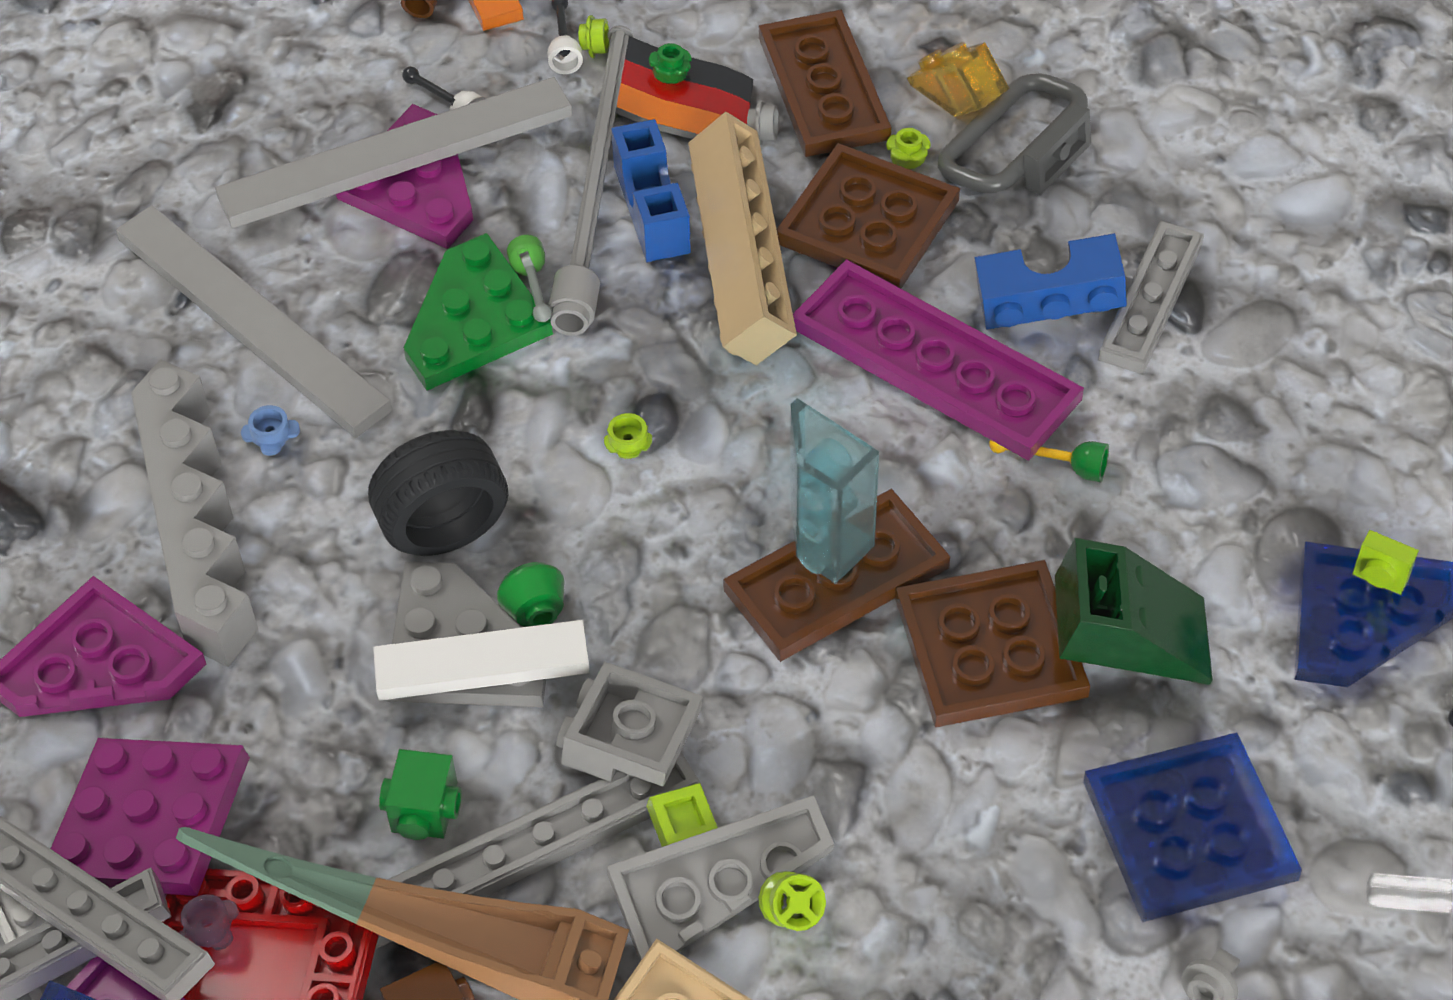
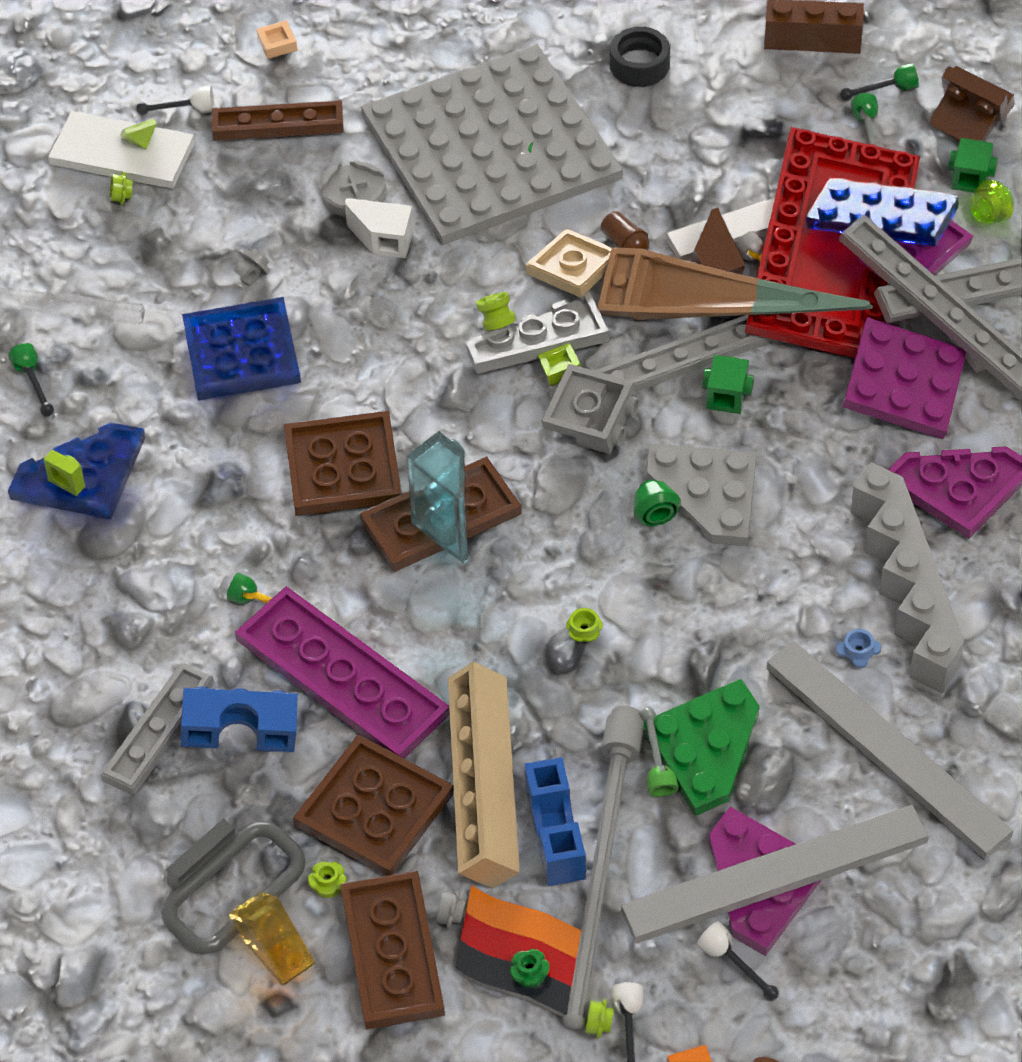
camera: 175 degrees left, 0 degrees up
(207, 910) = (860, 315): clear purple plate -> none
(437, 493) = (713, 527): black tyre -> none
(480, 660) = (690, 450): white tile -> none
(1129, 614) = (248, 452): dark green slope -> none

